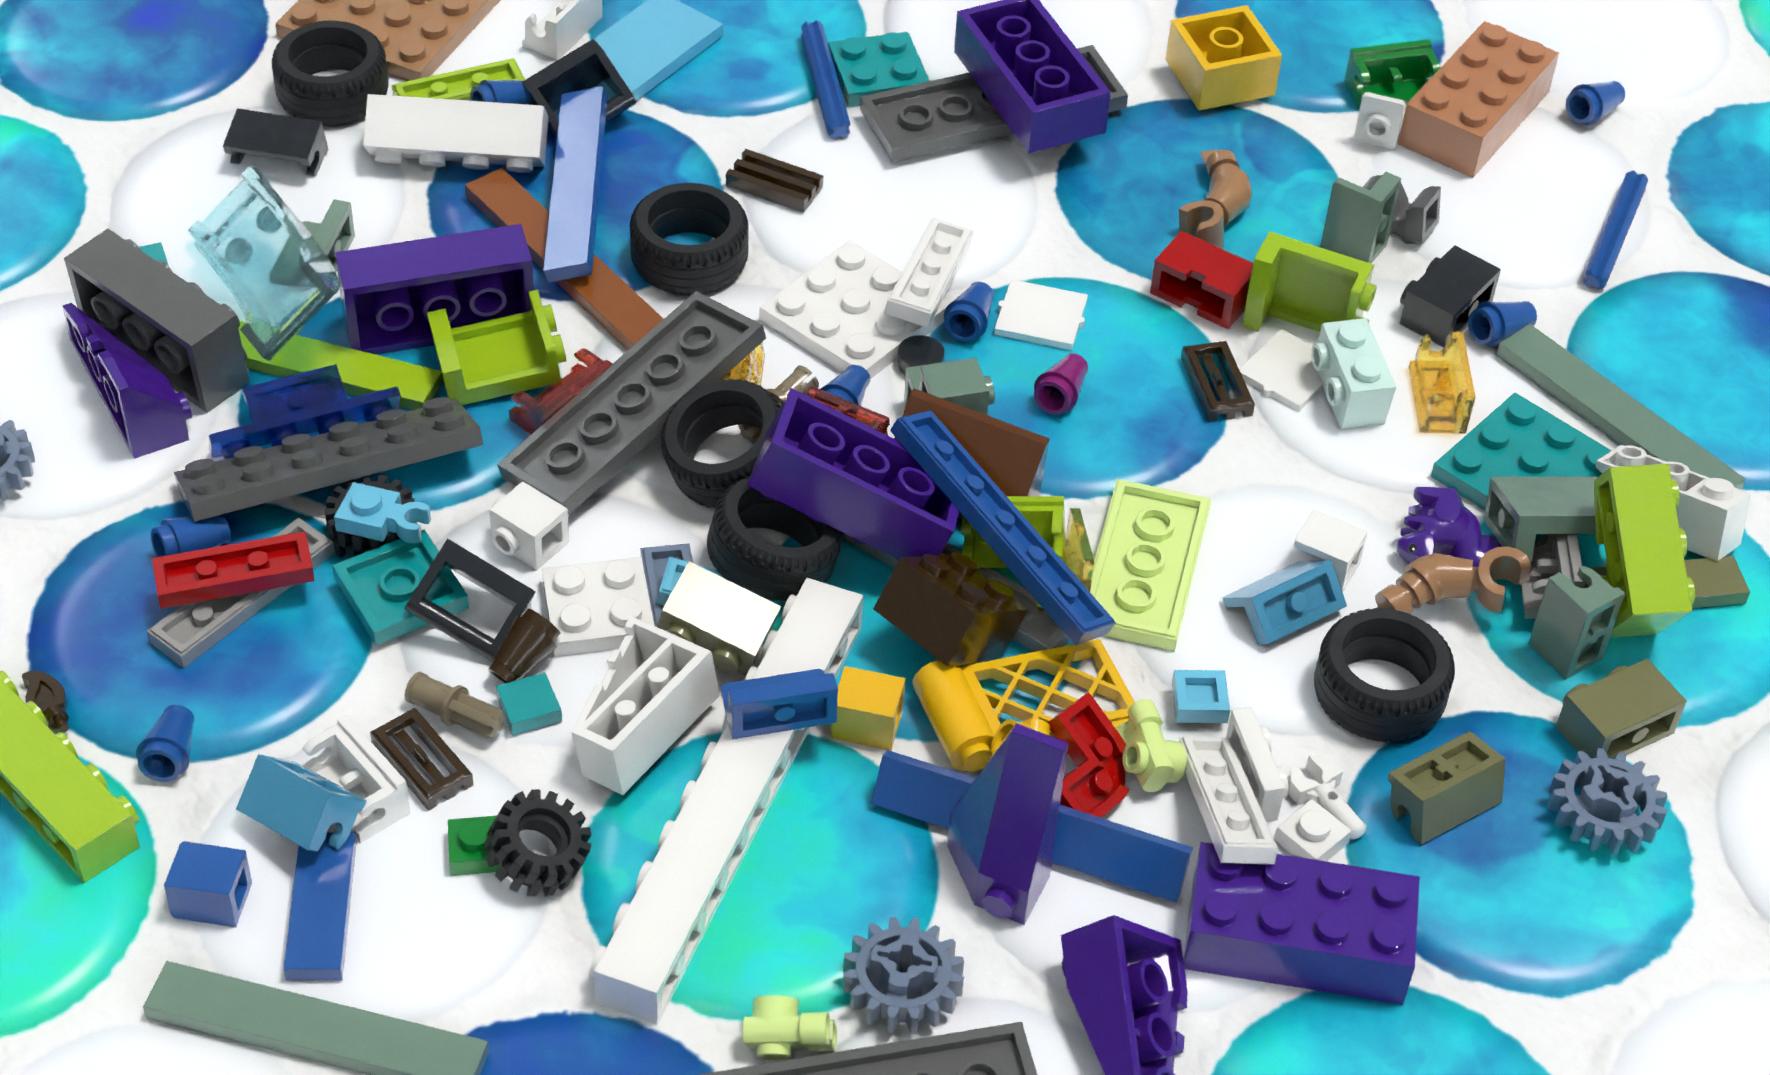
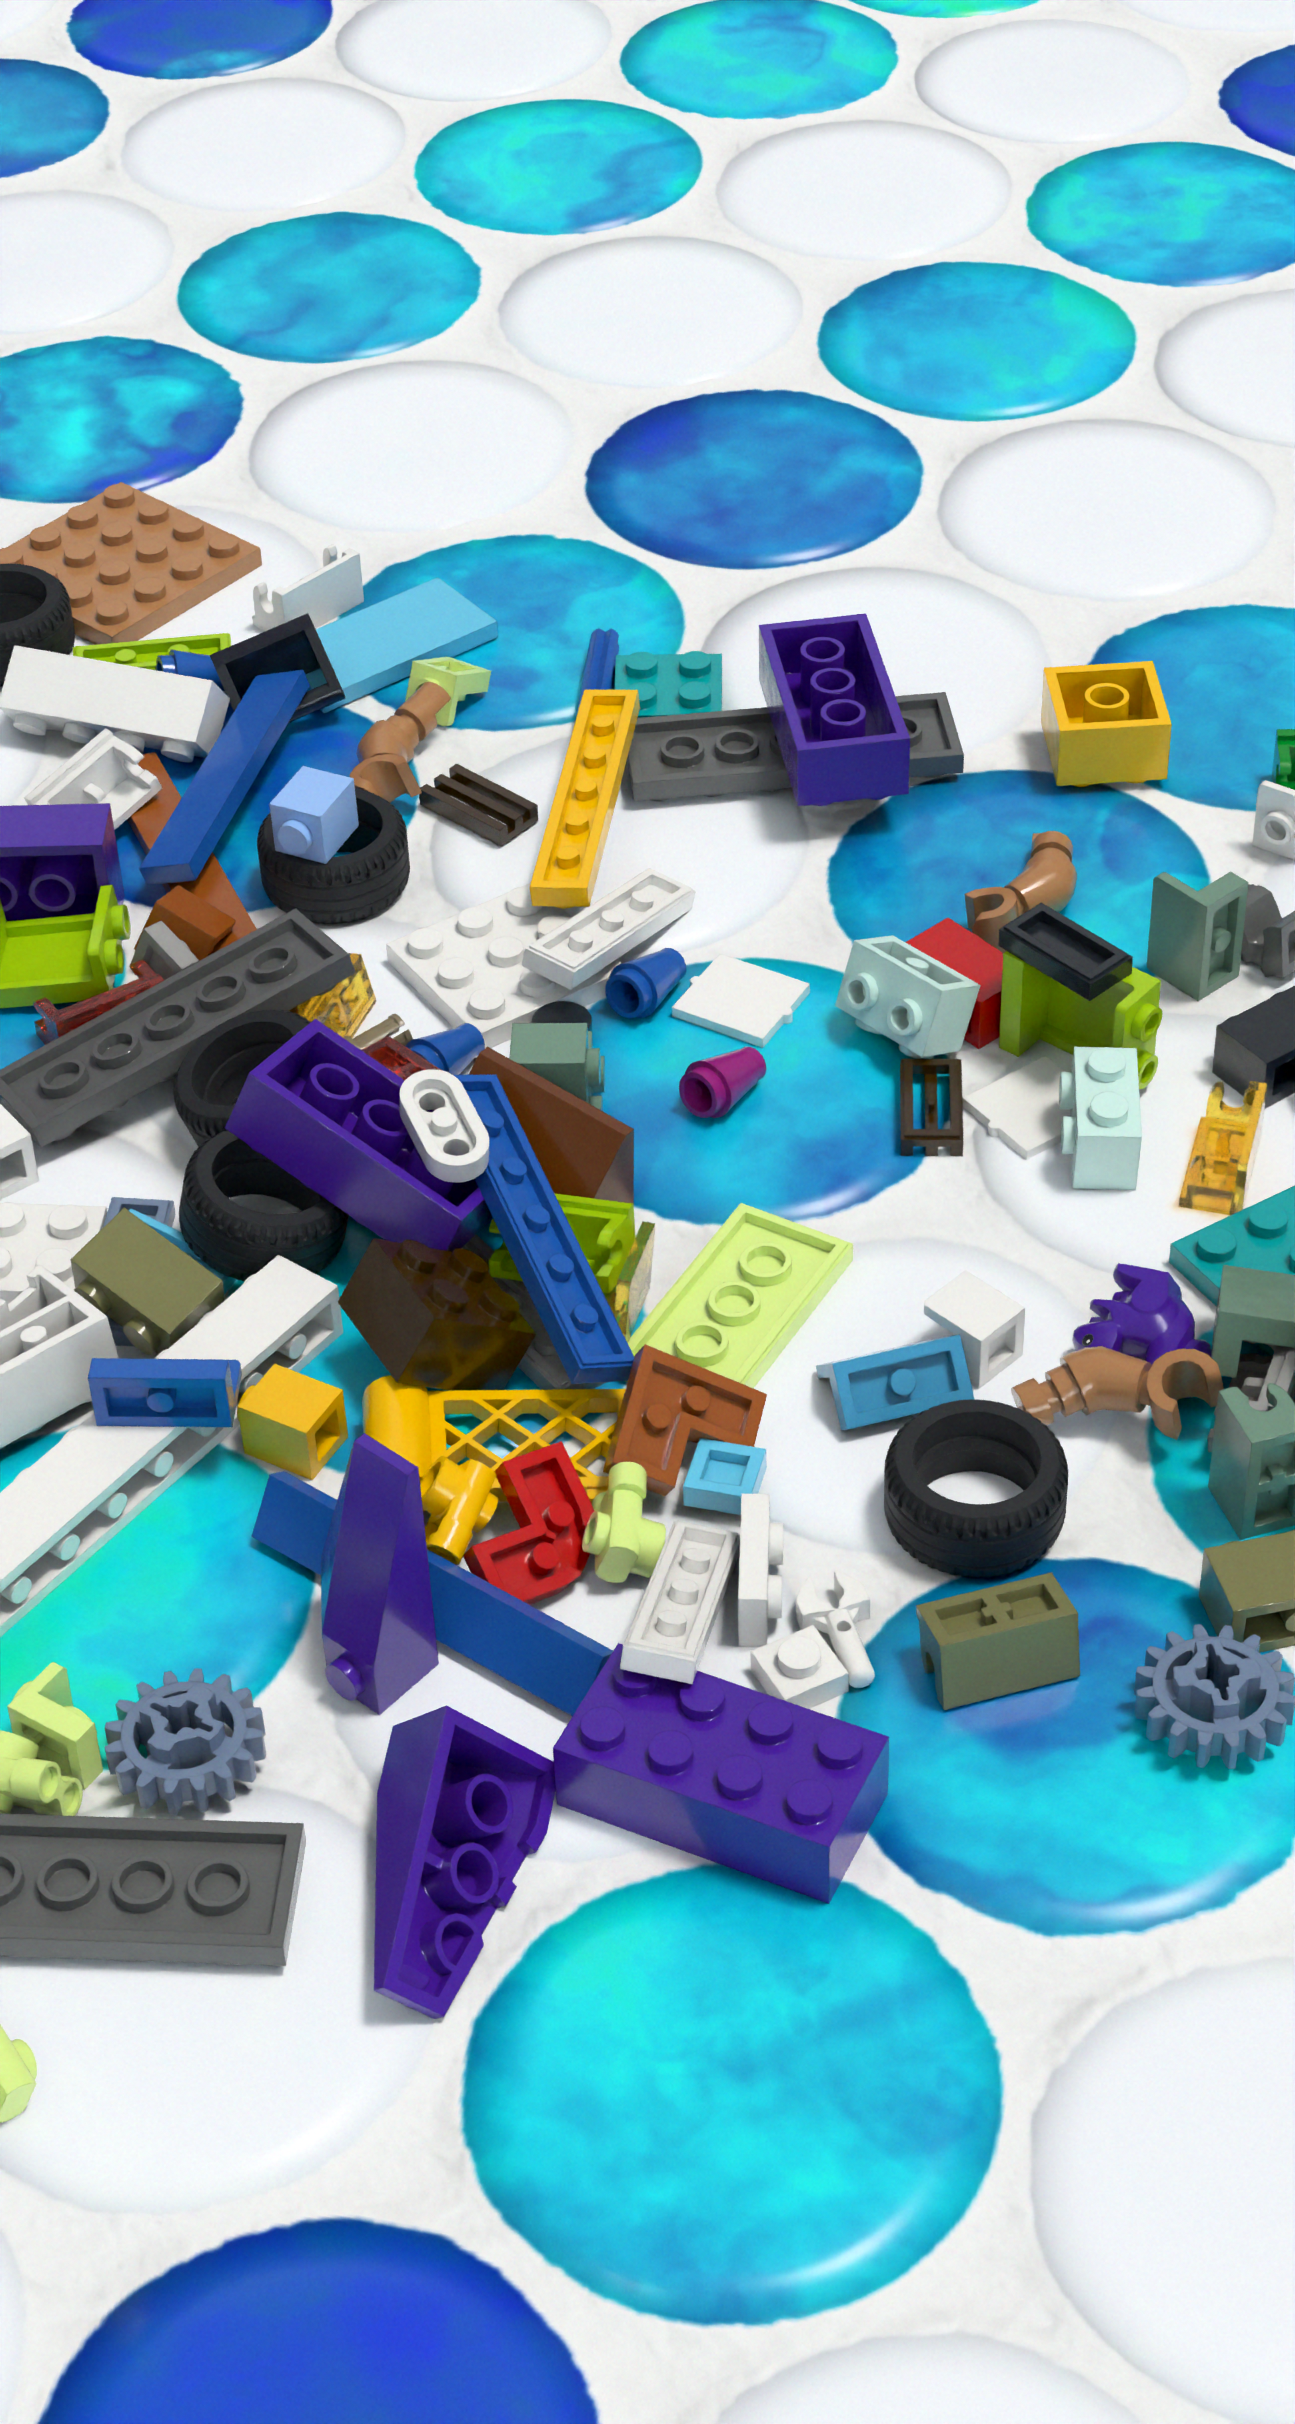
camera: 20 degrees right, 5 degrees down
(477, 201) = (97, 774): none -> white hinge
(600, 341) = (163, 951): none -> light grey plate
(601, 321) = (191, 920): none -> dark orange panel
(682, 211) = (314, 814): none -> light blue brick
(688, 139) = (391, 744): none -> medium nougat piece
(705, 85) = (454, 677): none -> yellowish green bracket
(810, 984) = (64, 1733): none -> yellowish green bracket
(870, 168) = (585, 799): none -> yellow plate
(923, 462) = (450, 1137): none -> white plate
(1150, 650) = (677, 1403): none -> dark orange plate
(1175, 298) = (907, 997): none -> light aqua brick
(1301, 251) = (1065, 951): none -> black tile

